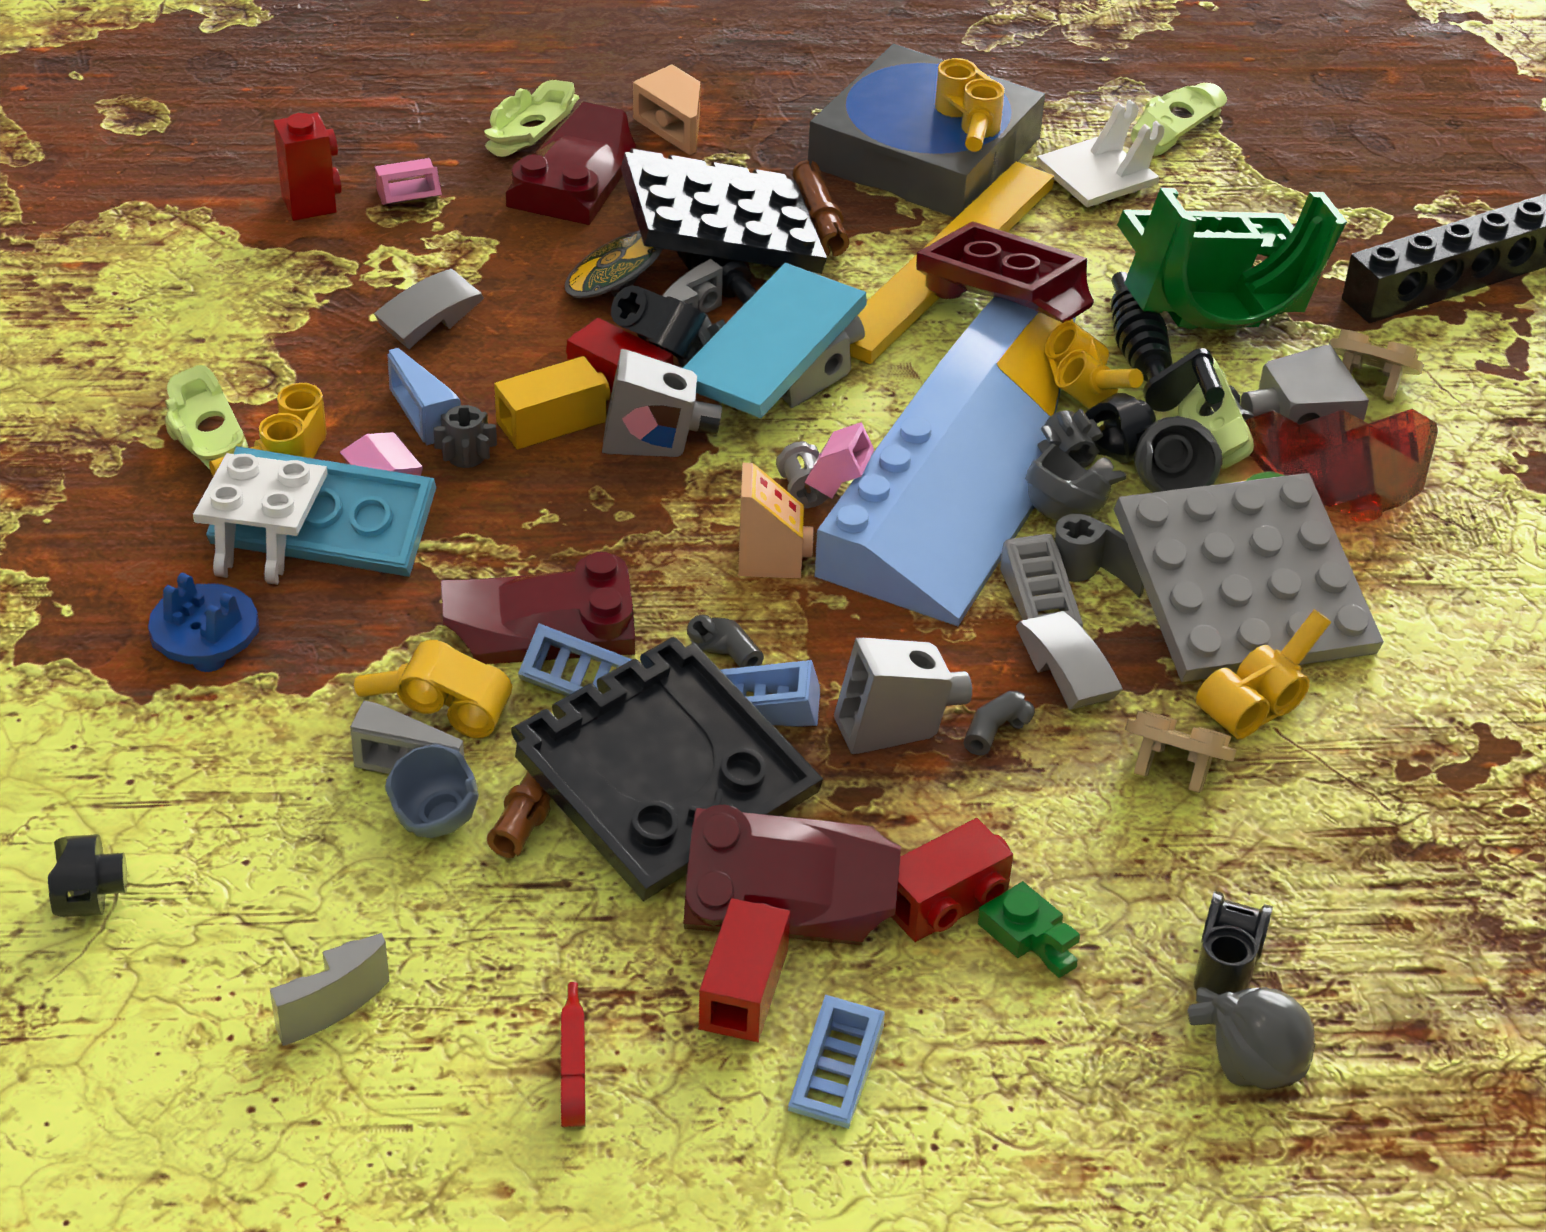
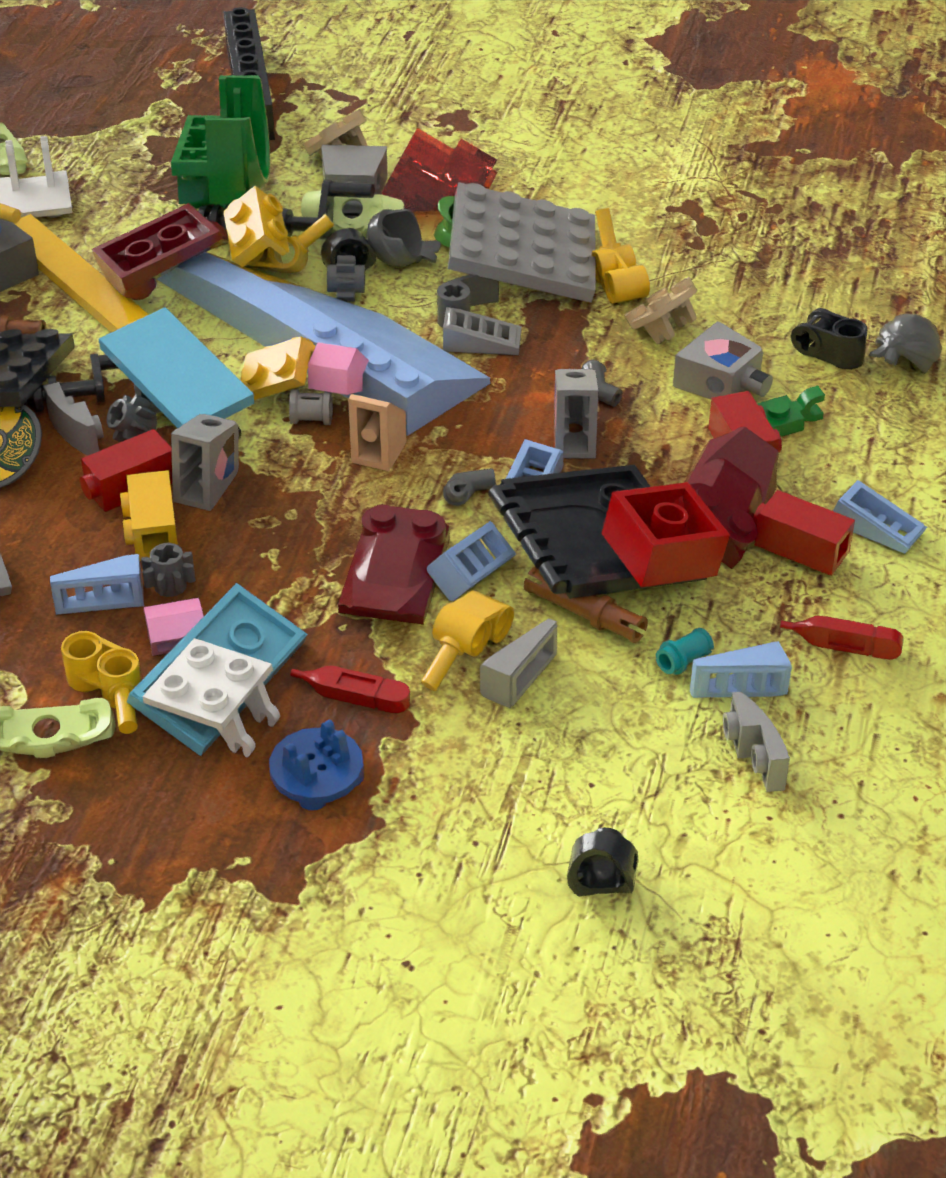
camera: 70 degrees left, 0 degrees up
(338, 632) = (357, 688): none -> red piece
(432, 791) = (582, 652): sand blue hair -> none
(460, 961) = (756, 669): none -> light blue slope
(485, 896) = (676, 655): none -> teal pin
(622, 799) = (665, 534): none -> red slope
(658, 319) = (128, 417): black piece -> none
(832, 415) = (277, 367): none -> yellow bracket
(1064, 487) = (396, 293): dark grey hat -> none
(1072, 656) = (549, 335): light grey slope -> none
(1075, 325) = (254, 225): none -> yellow bracket
(1094, 832) = (721, 365): none -> light grey torso

